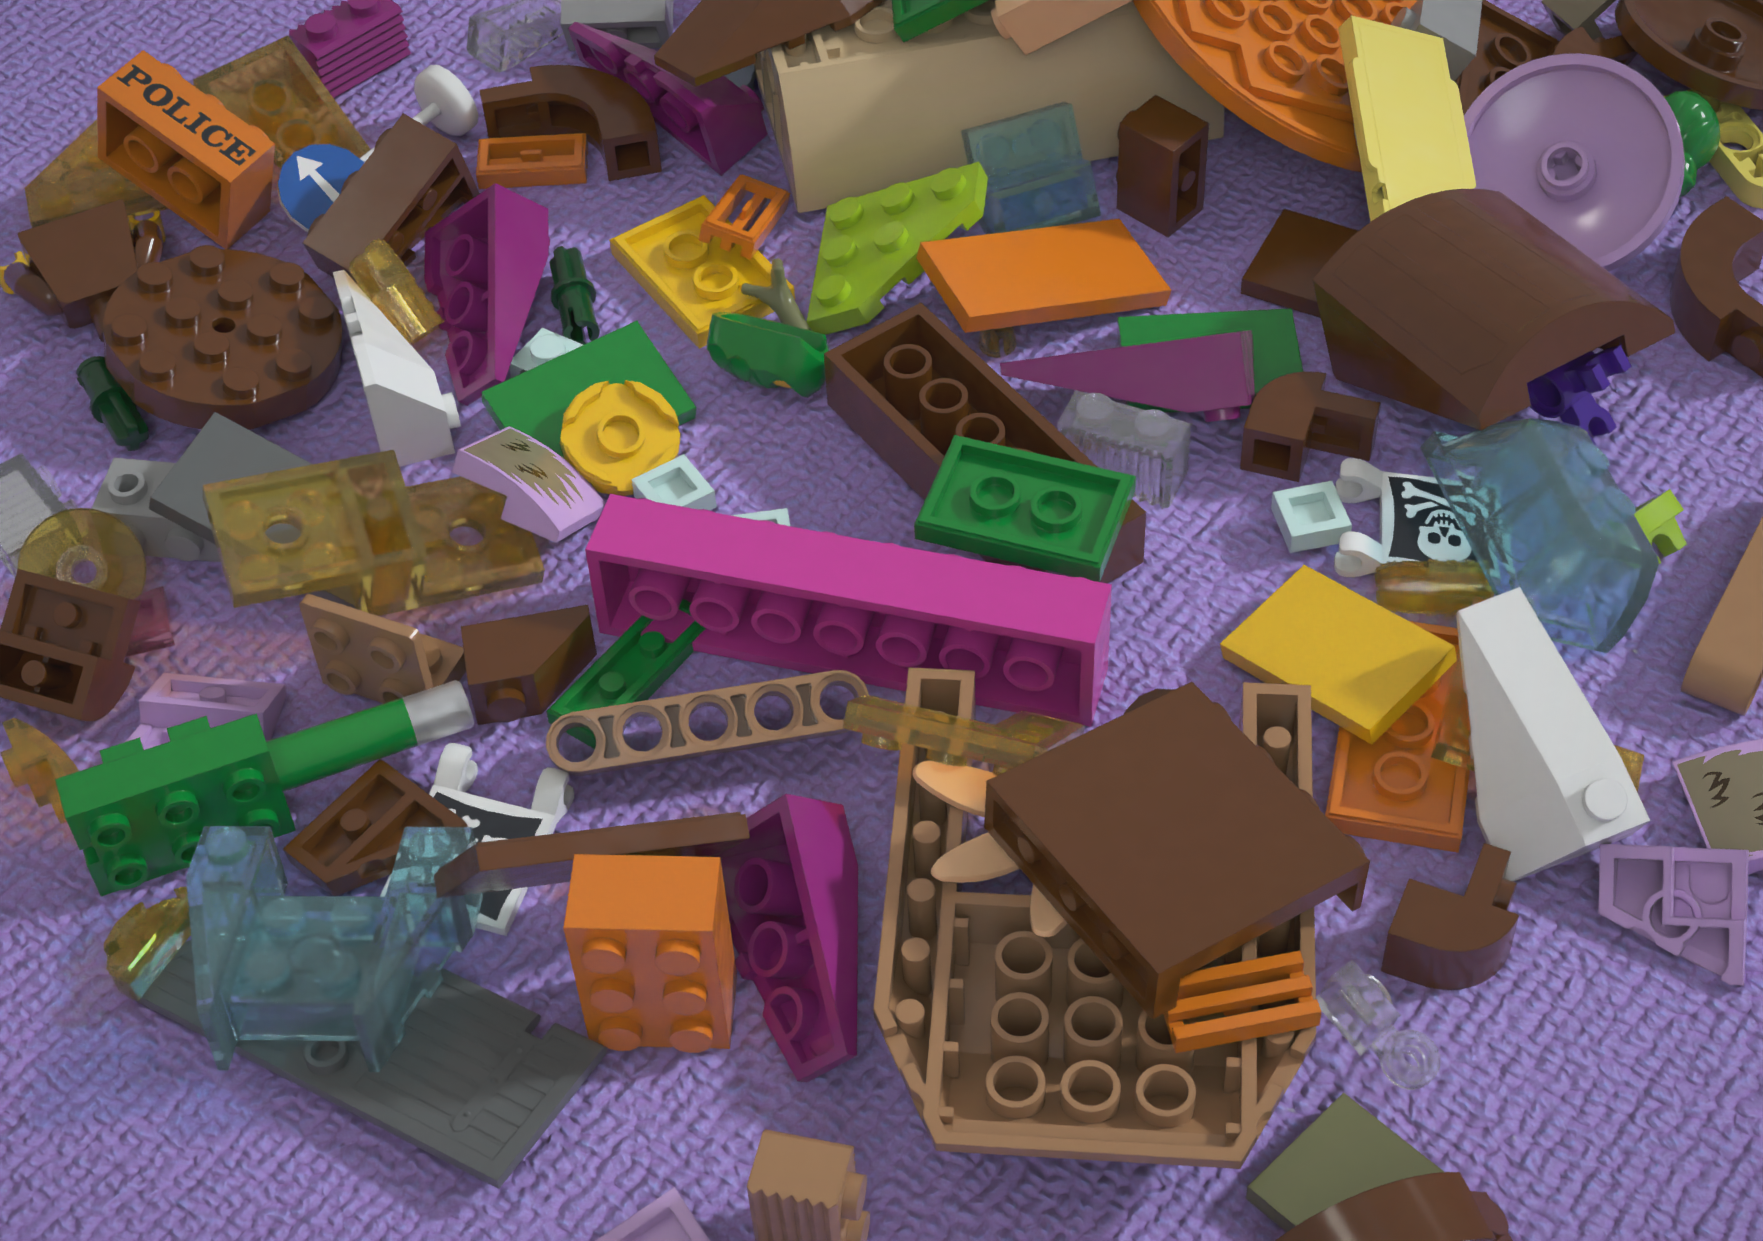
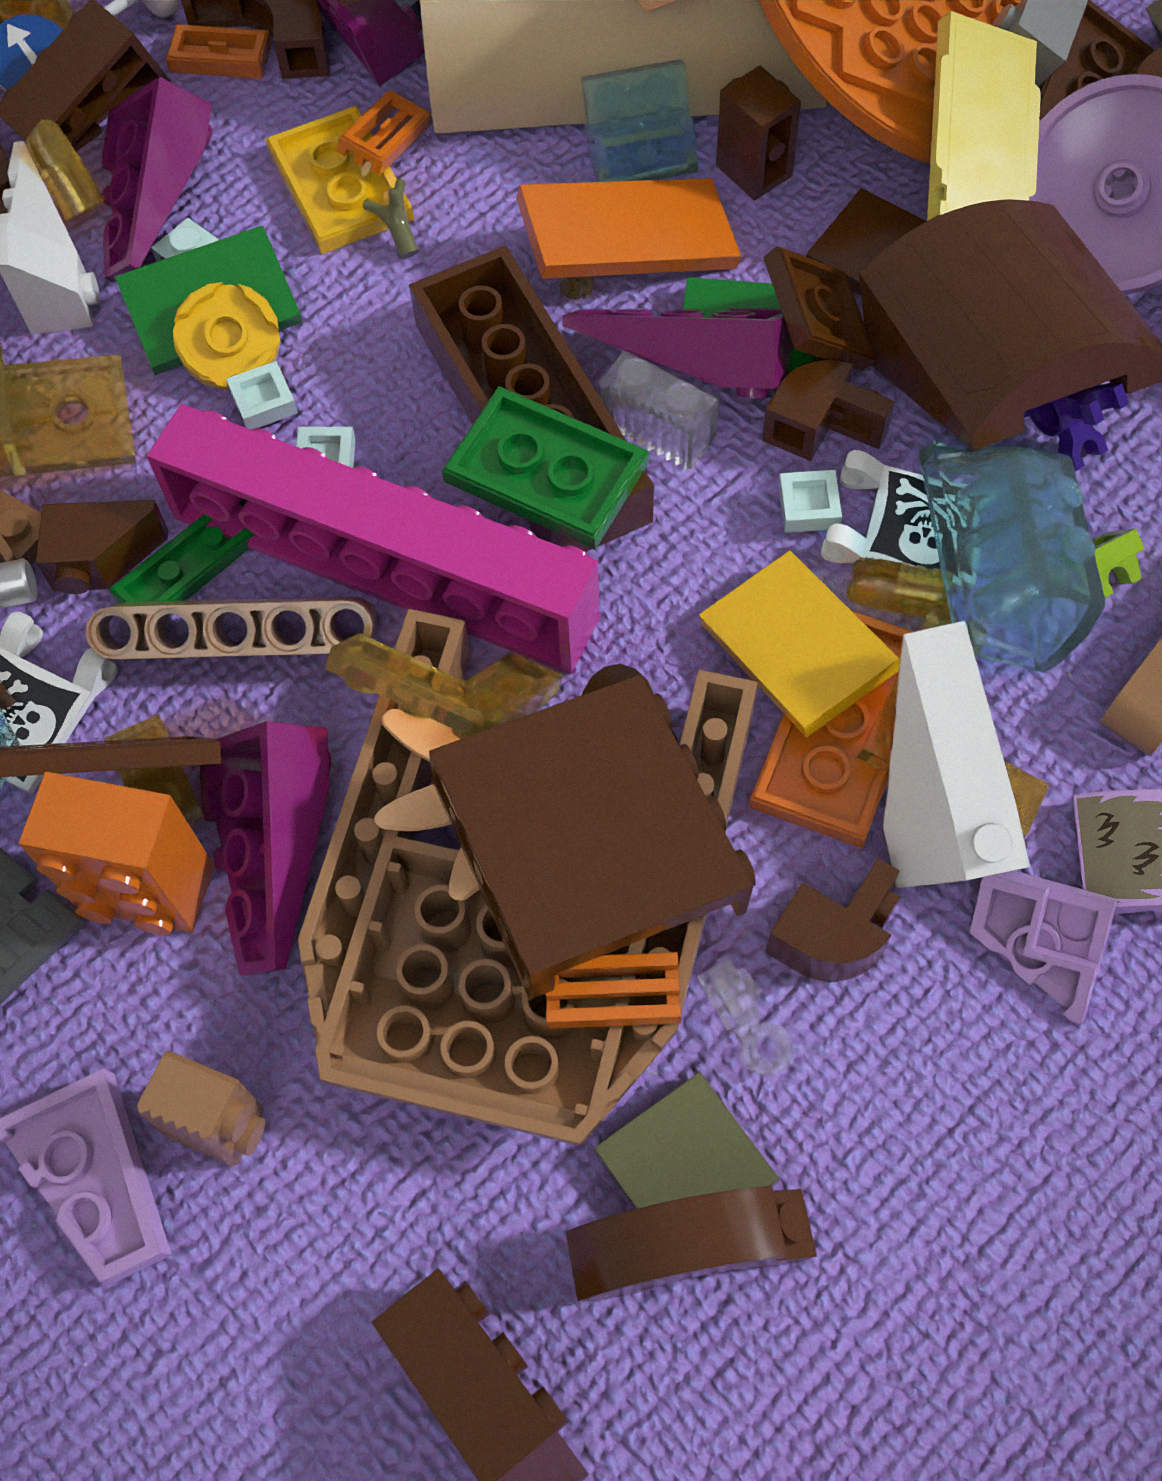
camera: 10 degrees right, 15 degrees up
(539, 484) = (135, 372): lavender slope -> none
(573, 295) = (221, 190): dark green axle -> none
(768, 352) = (371, 268): green piece -> none
(876, 238) = (487, 171): lime plate -> none
(1277, 322) = (819, 308): none -> reddish brown tile

